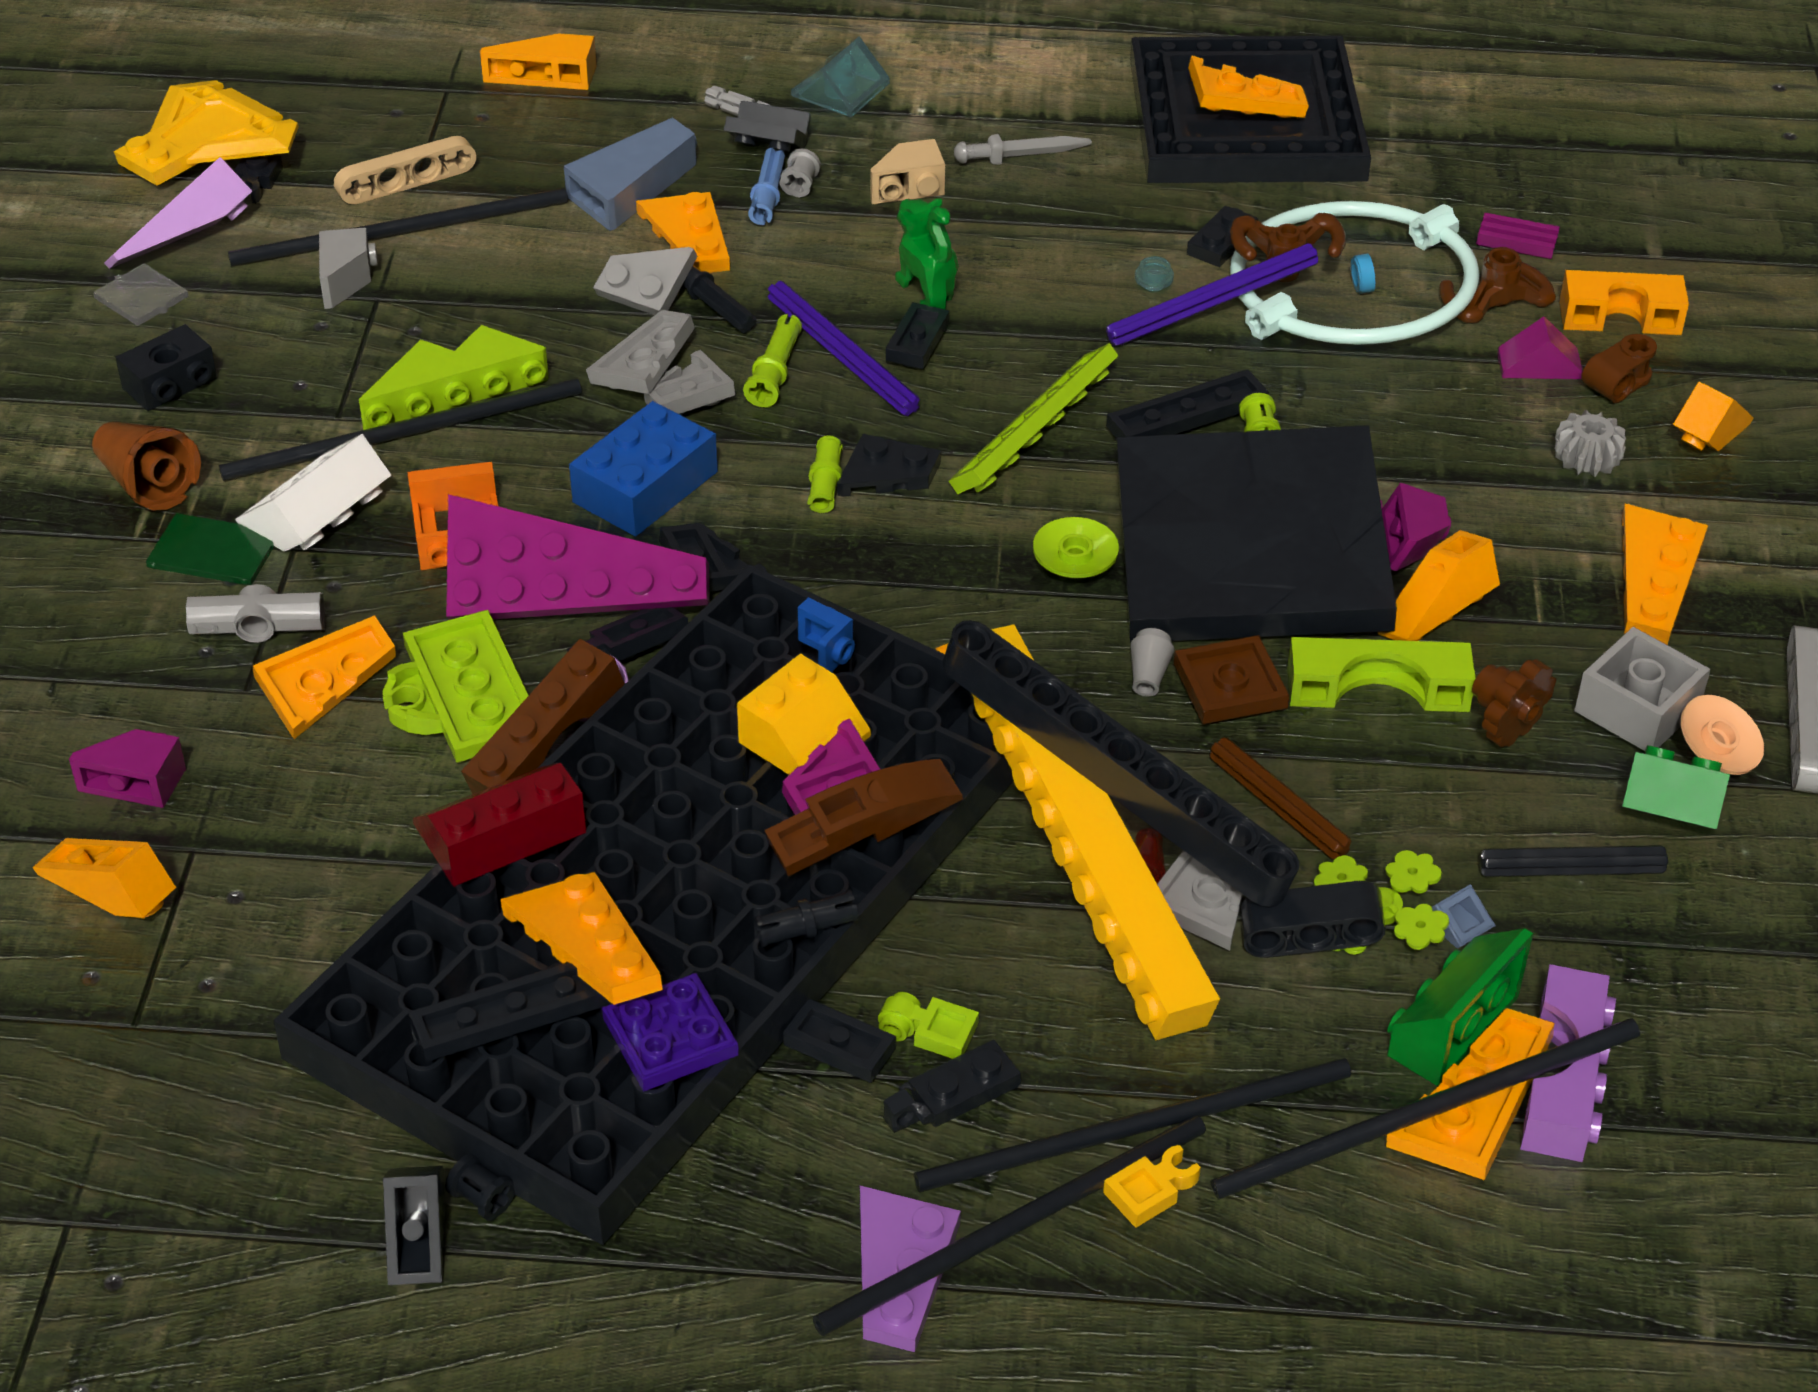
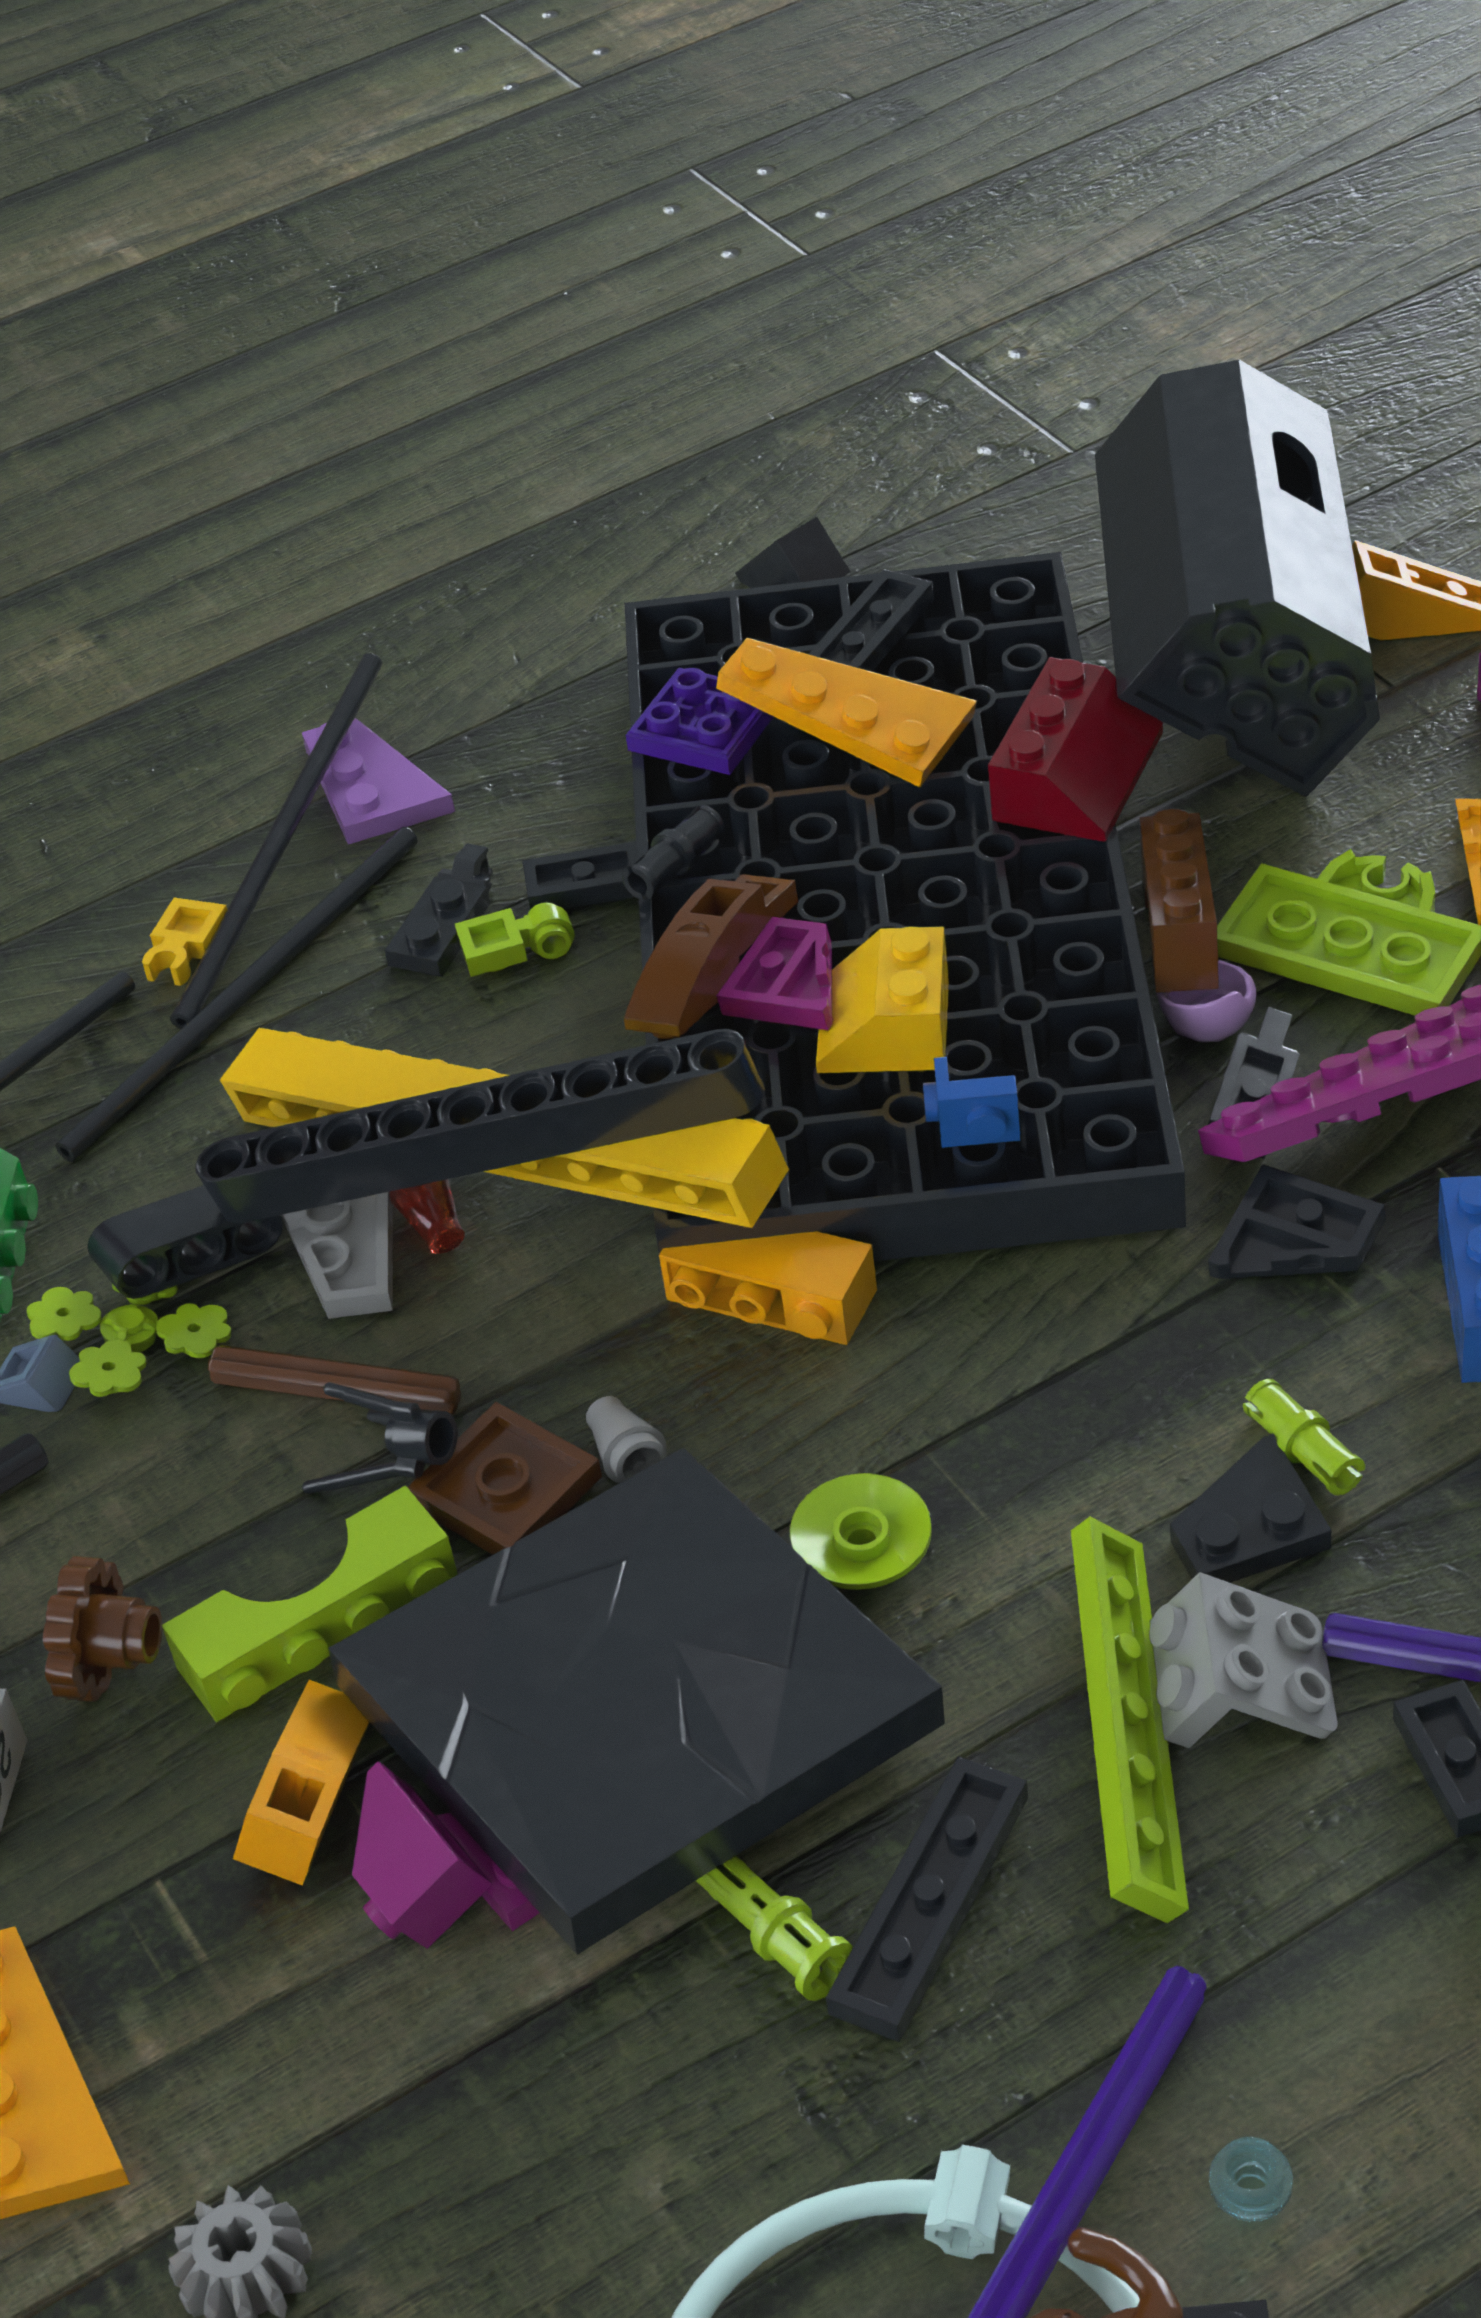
camera: 150 degrees right, 0 degrees up
(231, 855) = (1236, 572): none -> black panel
(977, 402) = (1240, 1652): none -> light grey bracket
(1268, 699) = (410, 1433): none -> black plant

